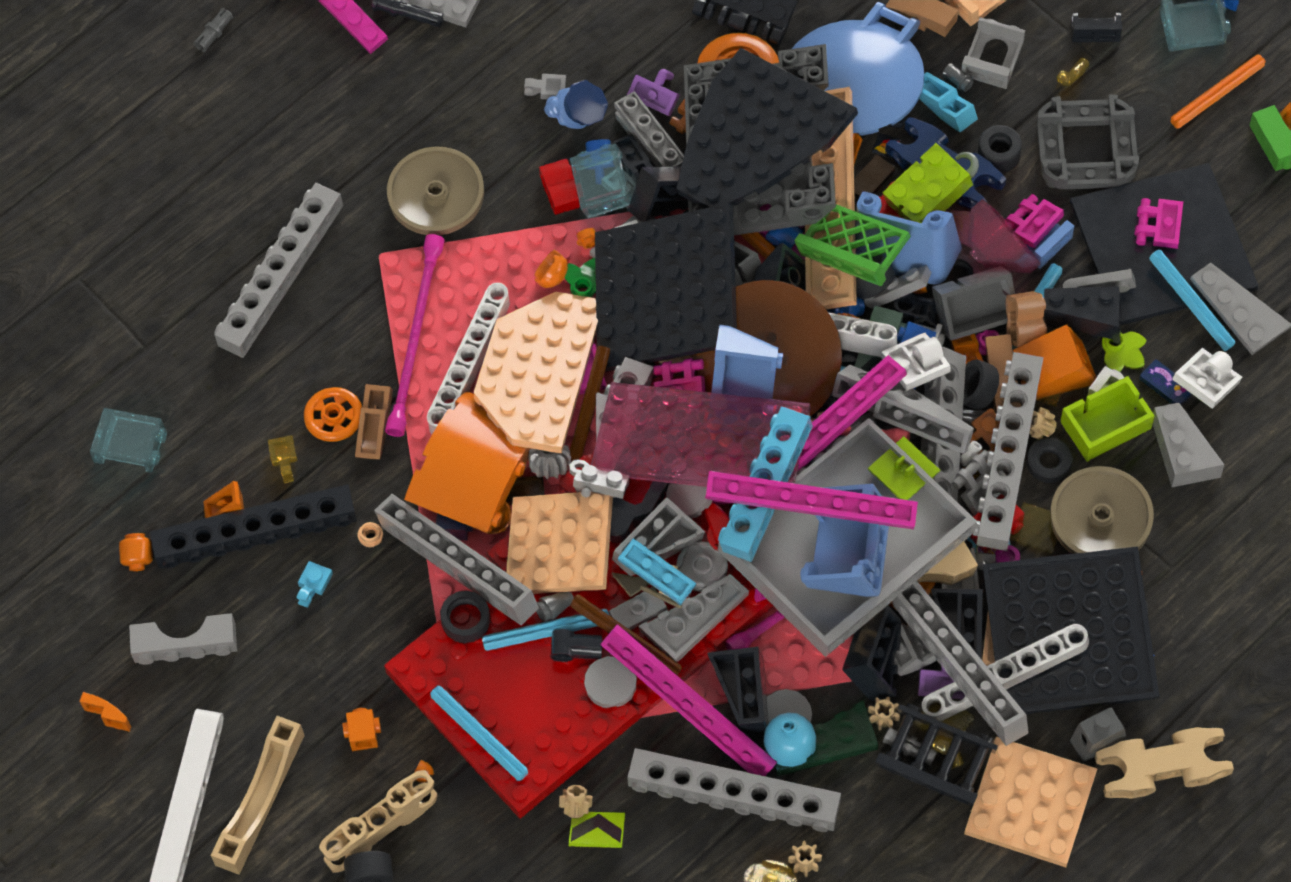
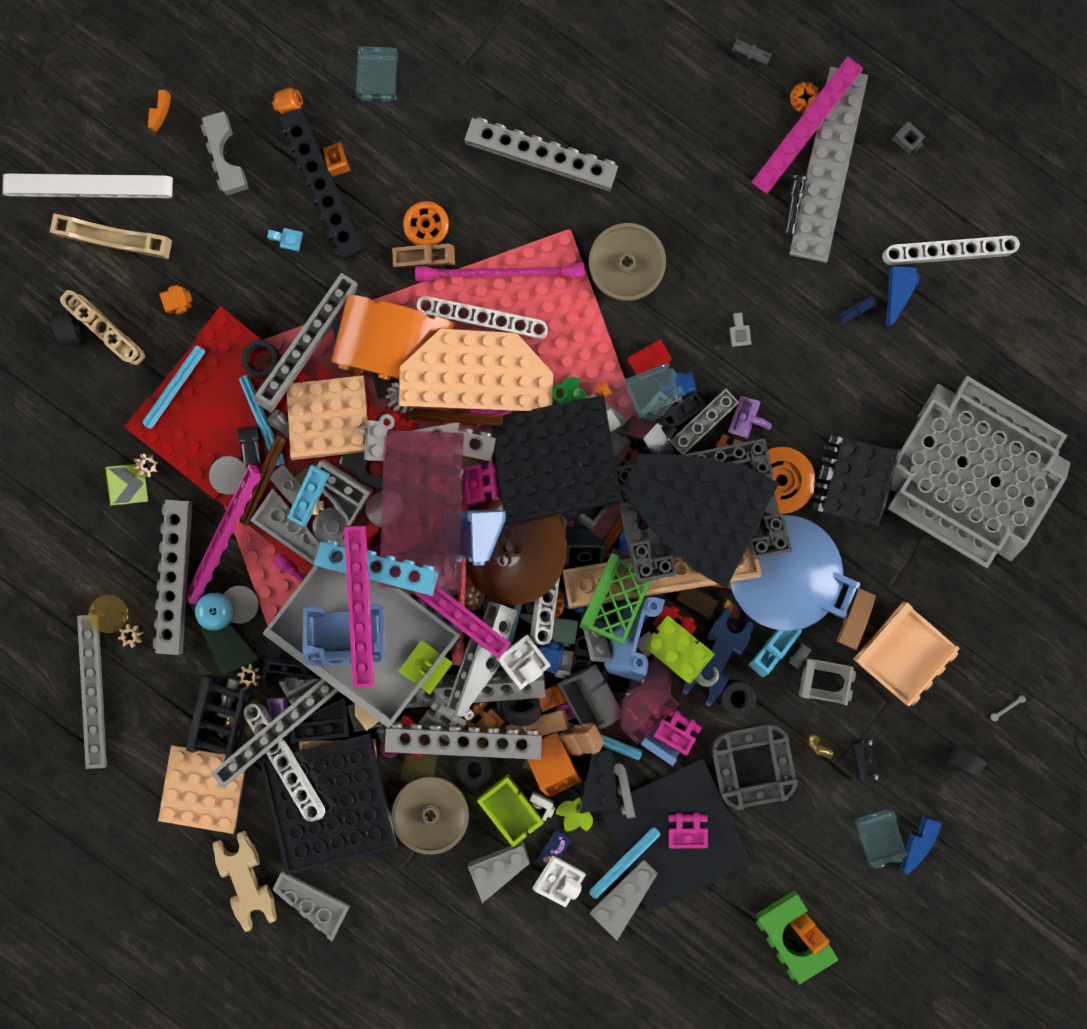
camera: 75 degrees right, 25 degrees up
(283, 453) = (386, 192): clear yellow plate -> none
(367, 528) = (326, 271): light nougat plate -> none
(424, 766) = (152, 351): orange hinge -> none
(551, 270) = (568, 366): orange hair -> none
(578, 105) = (722, 359): dark blue piece -> none
(744, 685) = (248, 571): black wedge -> none
(1042, 424) = (500, 764): tan gear -> none
(1100, 732) = (256, 833): dark grey torso -> none
(1207, 679) = (312, 903): none -> light grey wing
(1217, 91) = (820, 863): orange axle -> none

